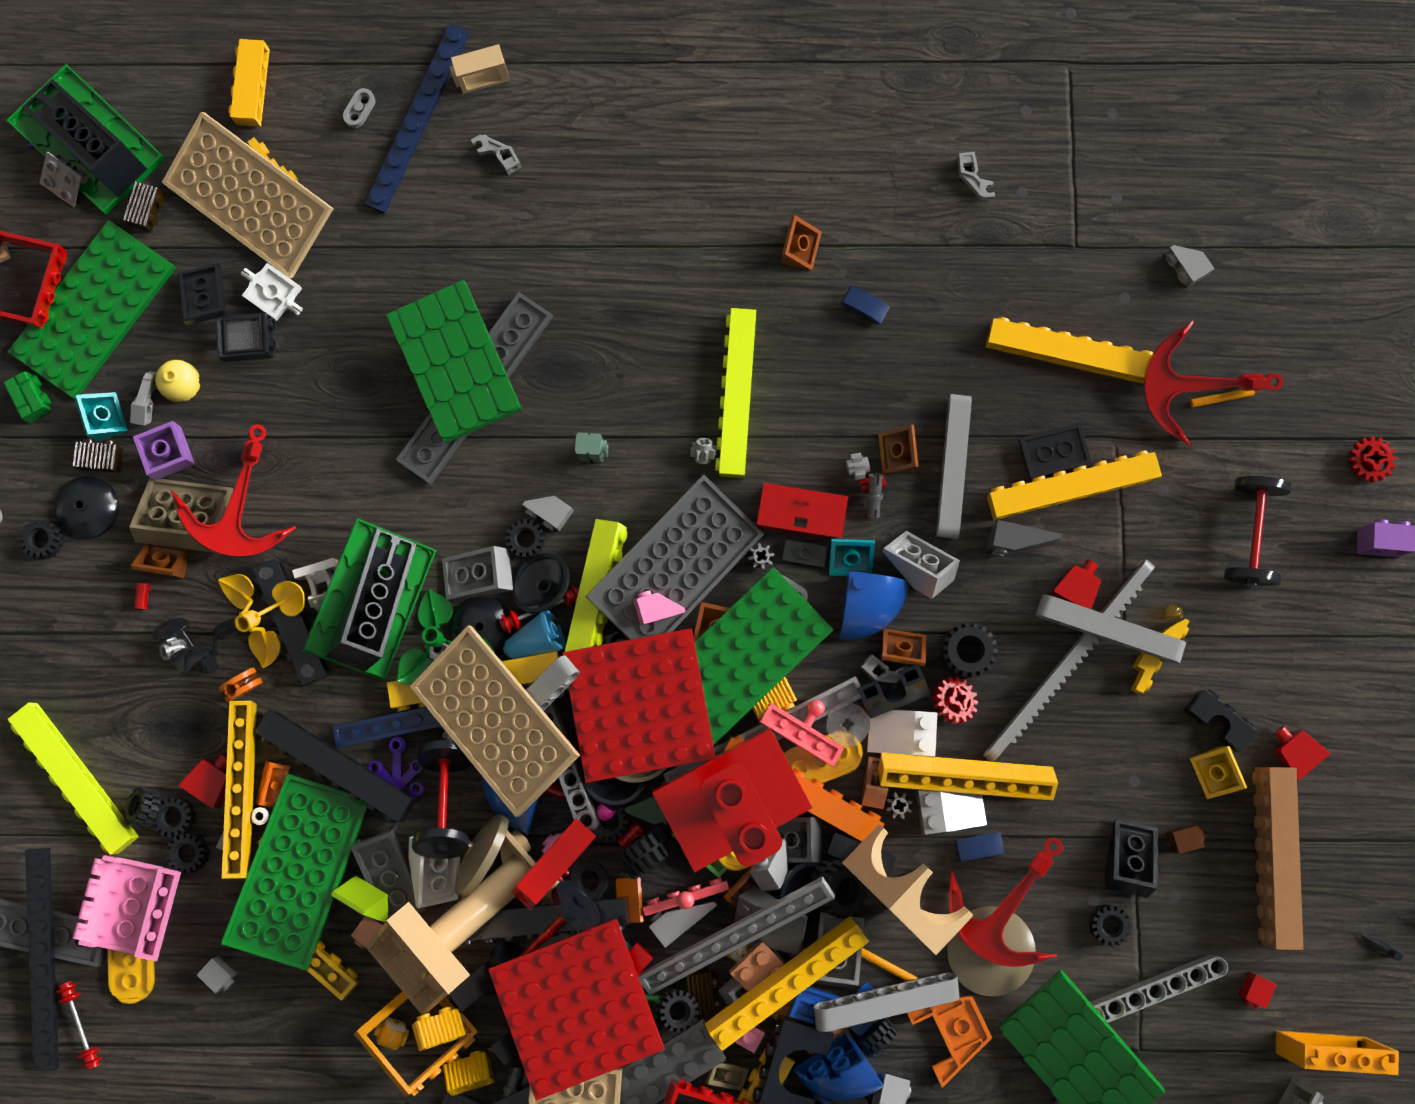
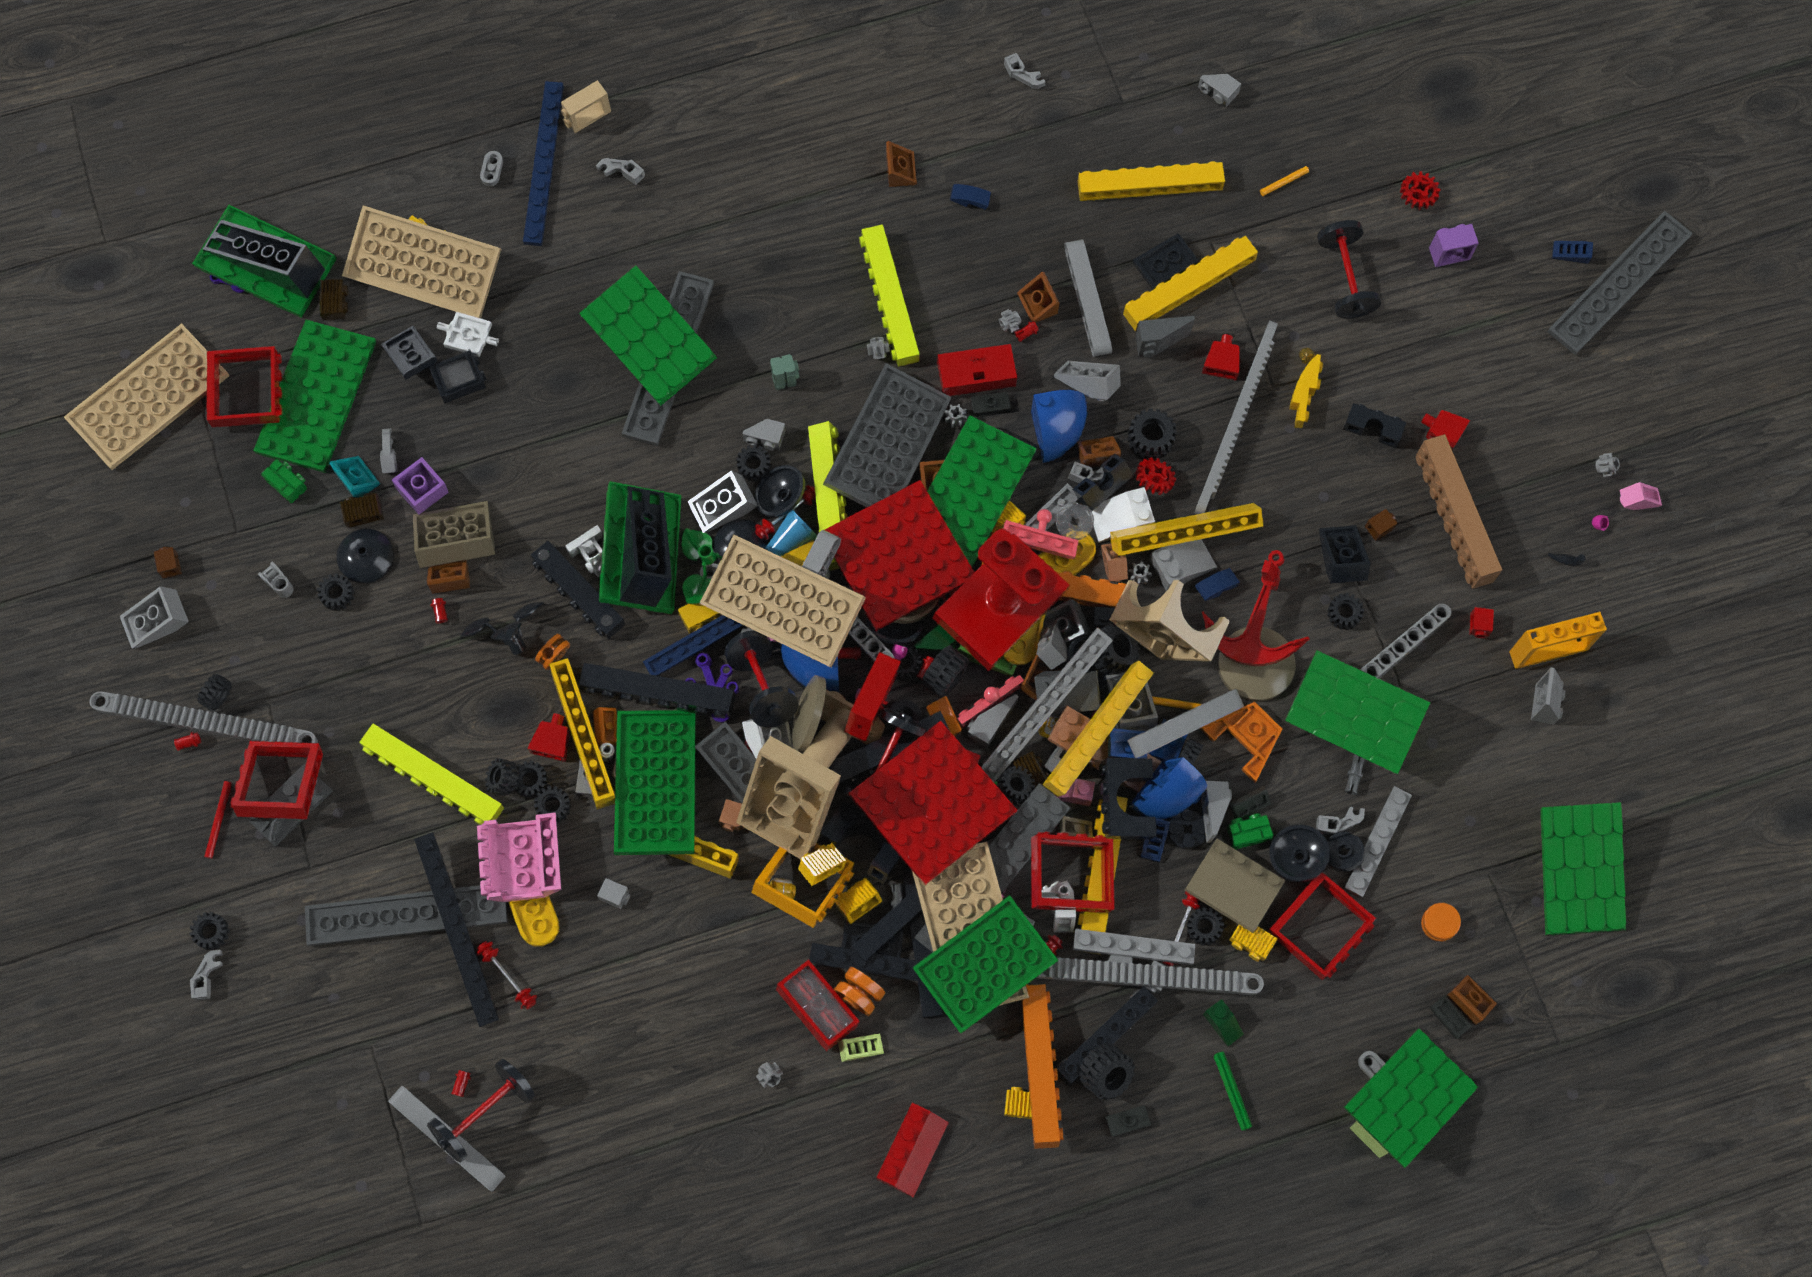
camera: 25 degrees left, 10 degrees down
(62, 177) = (255, 297): light grey hinge -> none
(171, 646) = (483, 643): light grey gear -> none
(177, 380) = (410, 429): light yellow cylinder -> none
(227, 535) = (500, 532): red piece -> none
(239, 591) = (523, 580): yellow plant -> none
(249, 82) = (391, 174): yellow brick -> none
(363, 898) = (720, 786): lime slope -> none
(655, 607) = (885, 473): bright pink slope -> none
(850, 556) = (1024, 387): teal slope -> none
(874, 495) = (1031, 338): dark grey pin -> none
(1111, 629) = (1259, 378): light grey beam -> none
(1163, 383) = (1233, 181): red piece -> none
(1218, 772) = (1387, 464): yellow slope -> none

